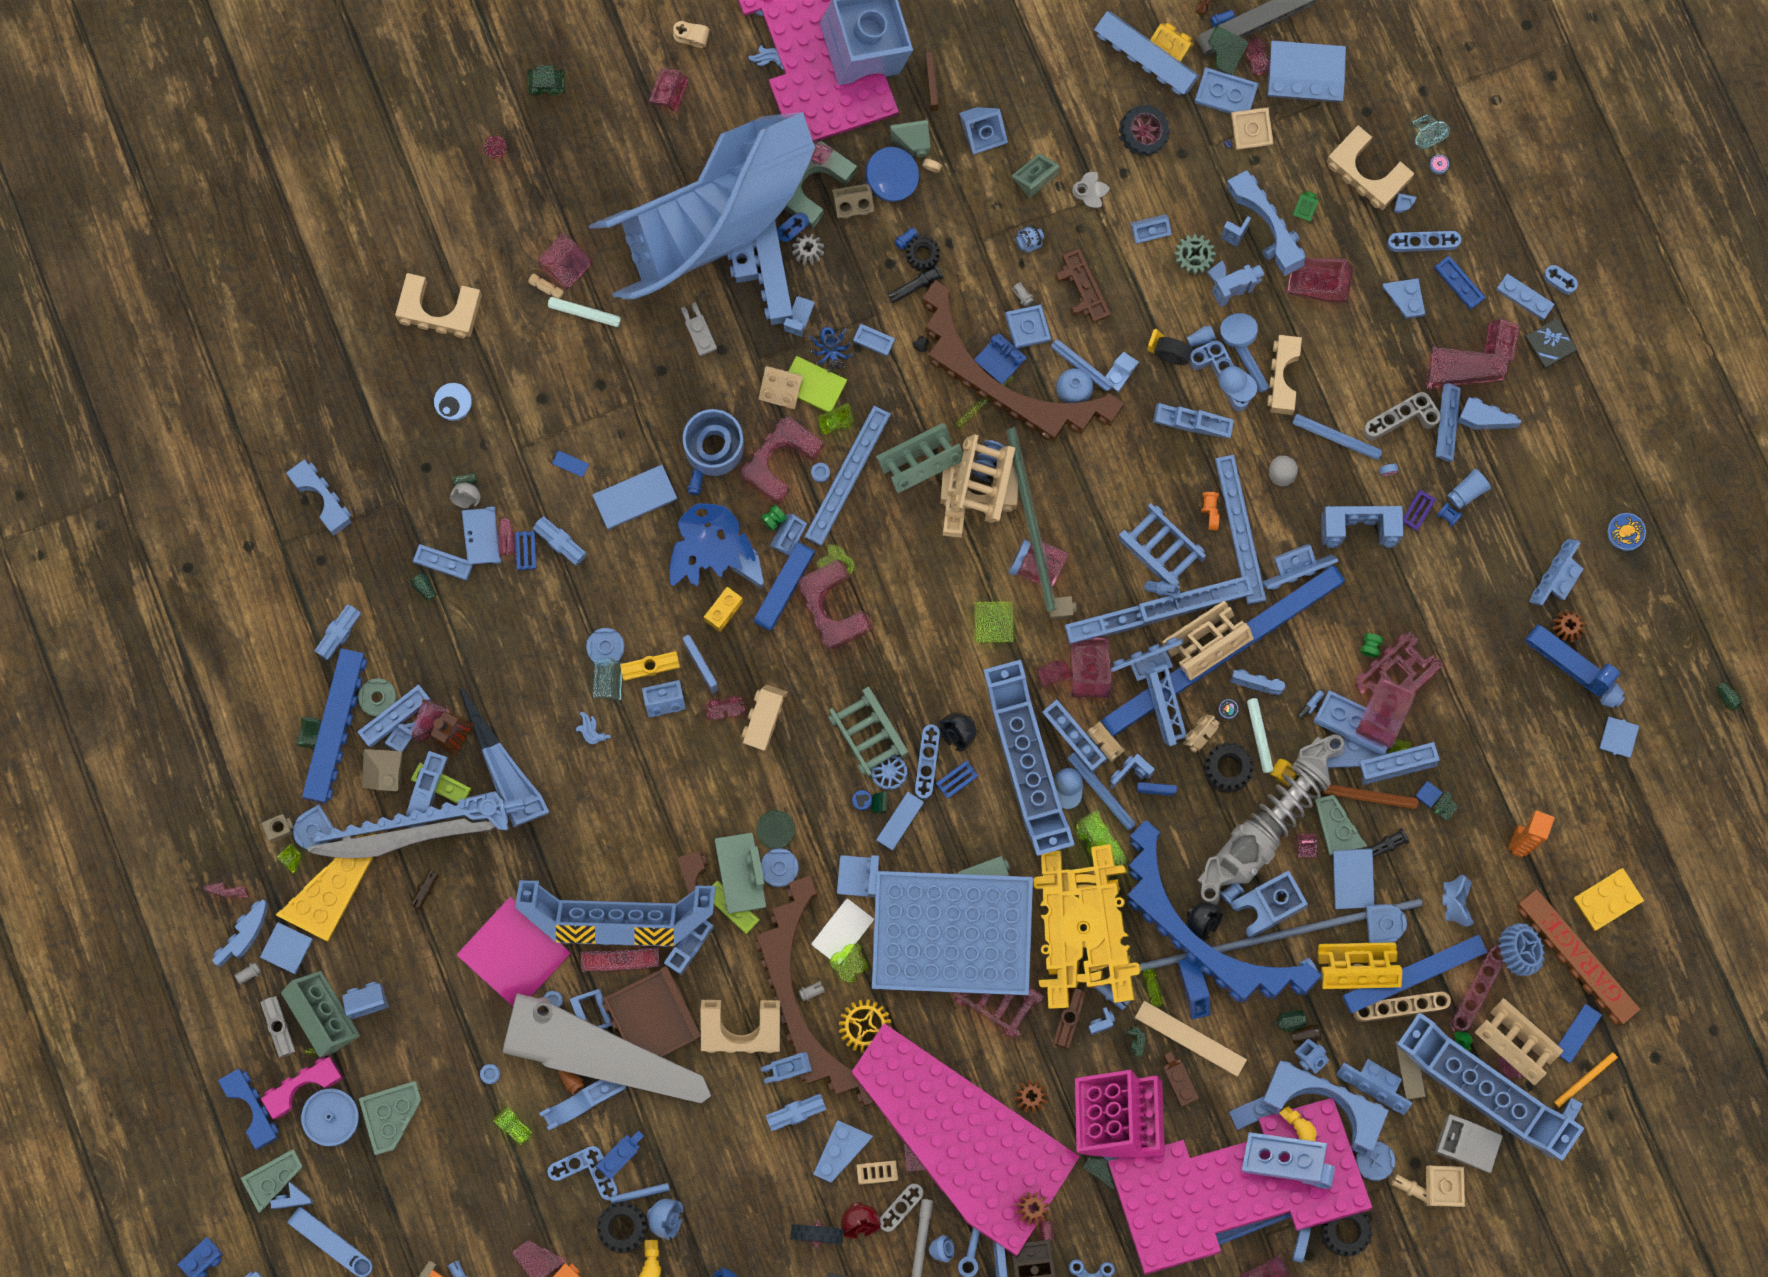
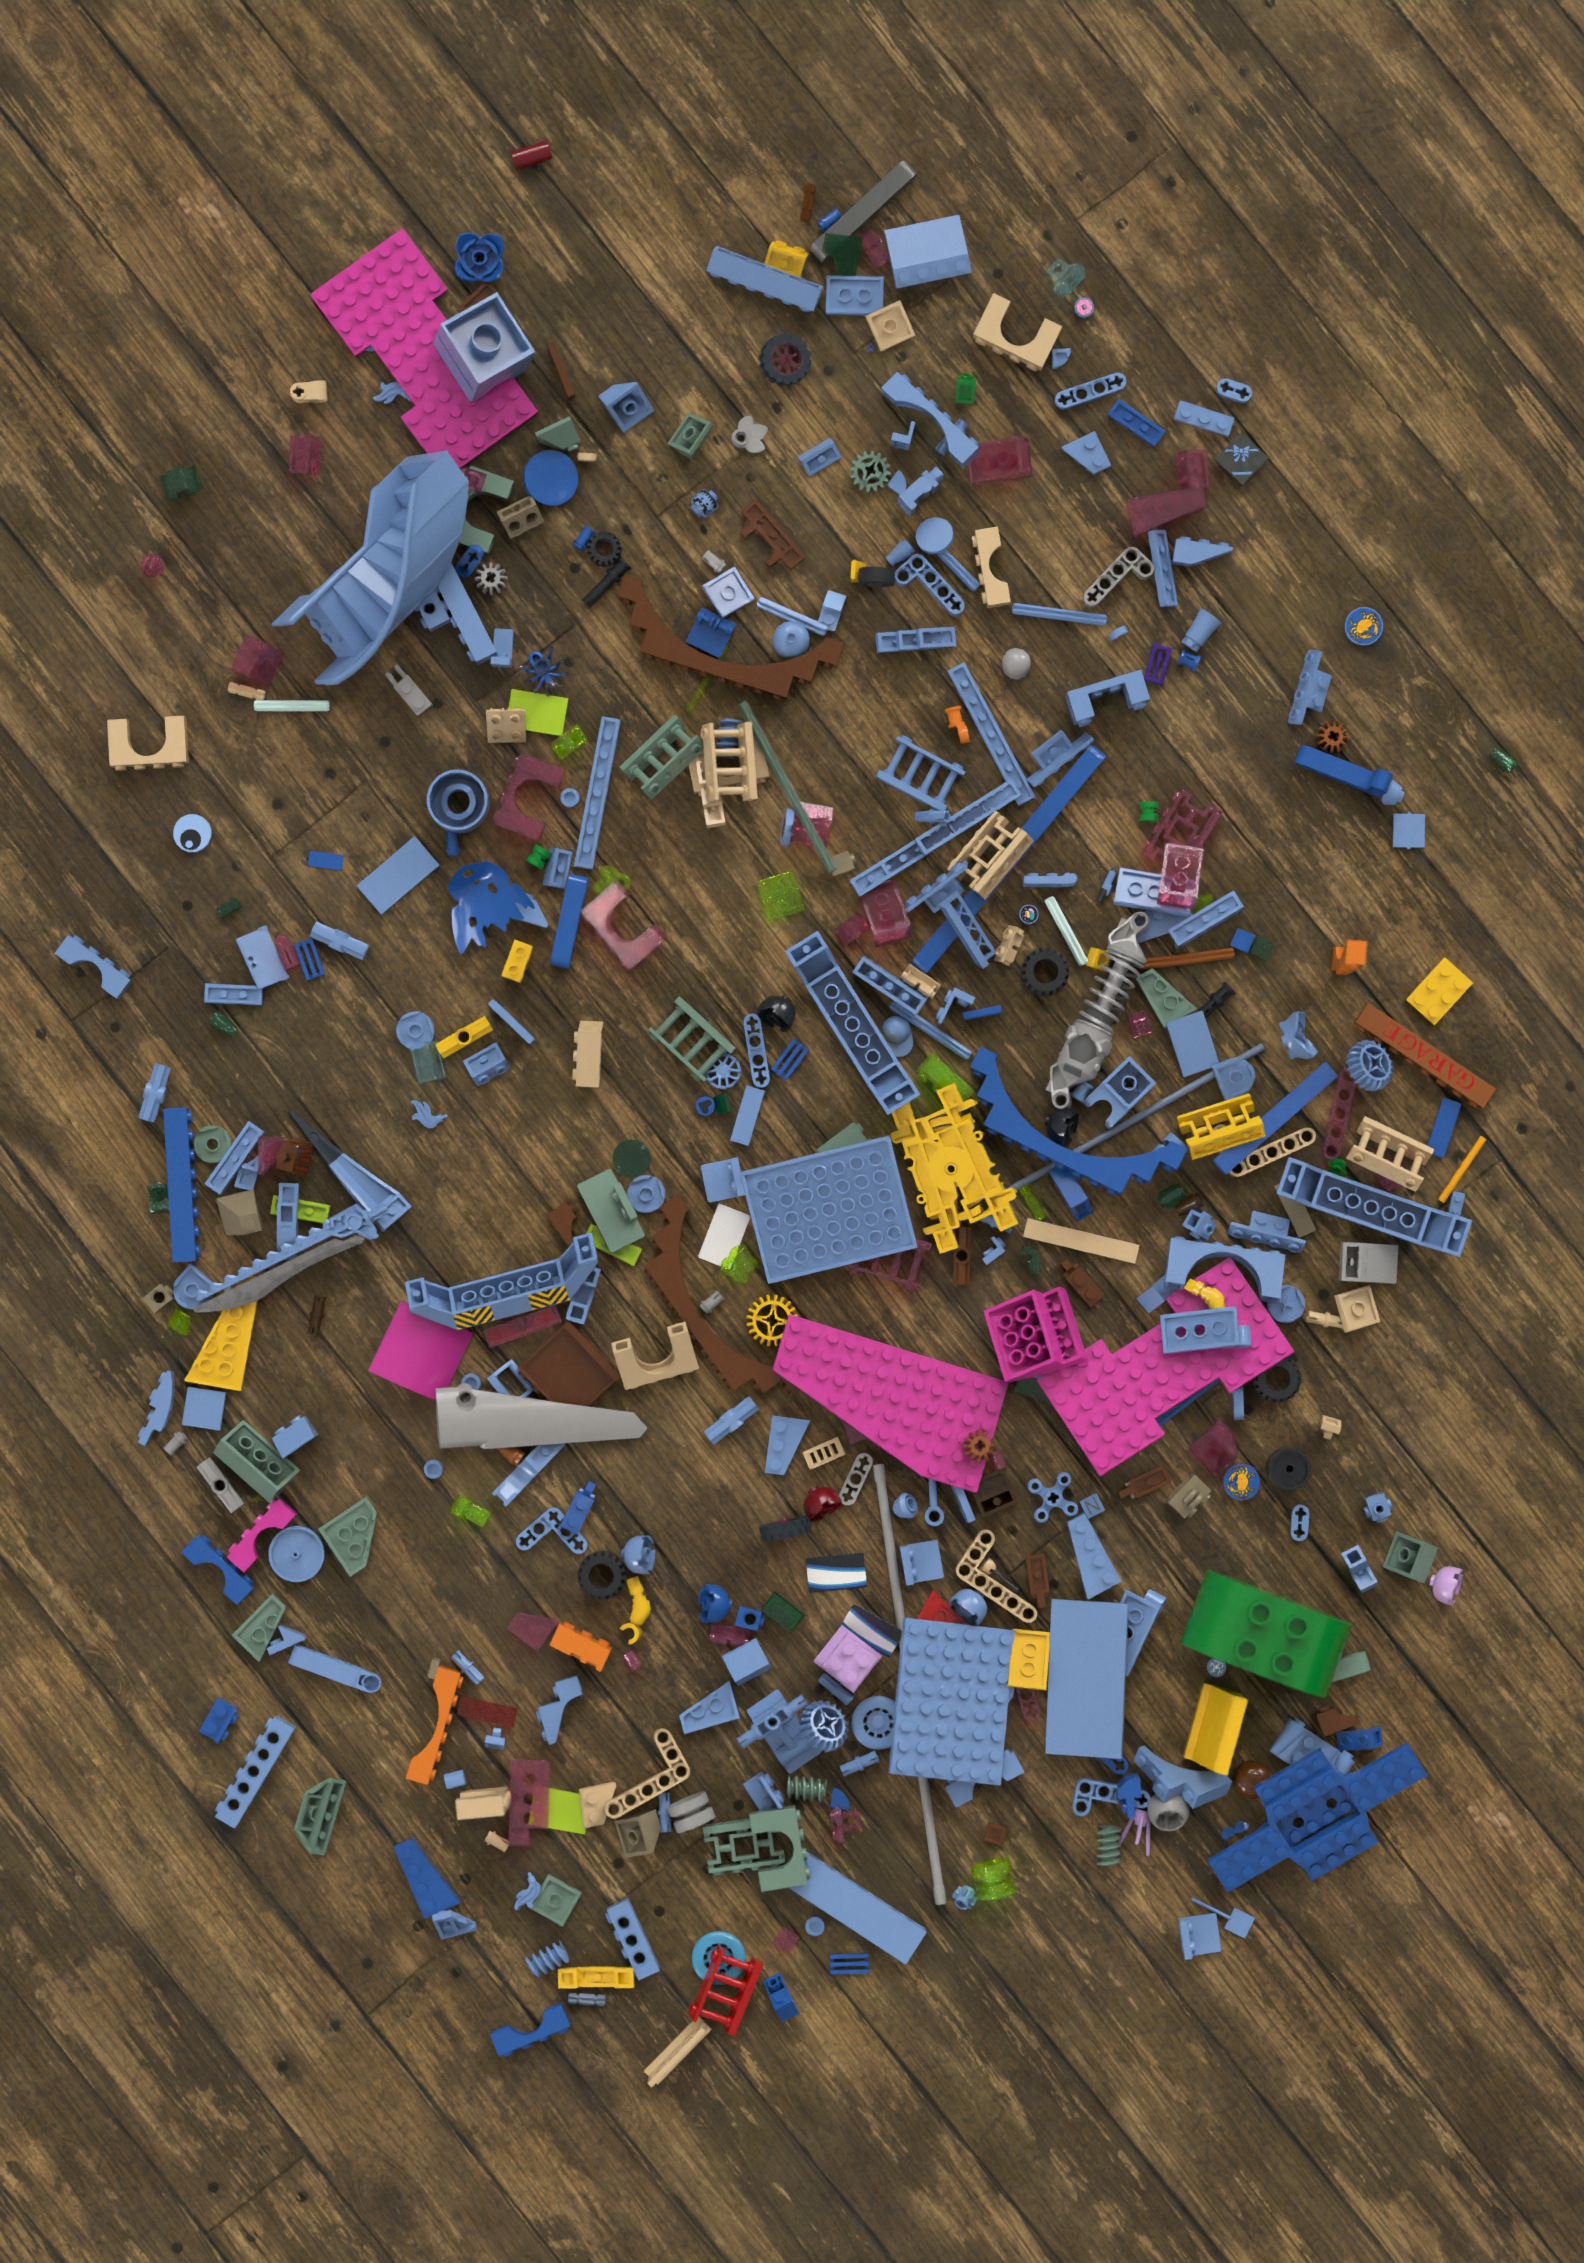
camera: 15 degrees left, 10 degrees up
(220, 889) = (124, 1372): clear pink slope -> none
(465, 495) = (234, 922): light grey hair -> none
(639, 1193) = (607, 1539): medium blue bar -> none
(718, 707) = (539, 1058): clear pink hinge -> none
(788, 1067) = (712, 1381): medium blue hinge -> none
(874, 340) = (582, 650): medium blue tile -> none
(920, 344) = (628, 641): black piece -> none
(1035, 1091) = (949, 1333): dark orange gear -> none
(1237, 384) = (948, 592): medium blue cap -> none

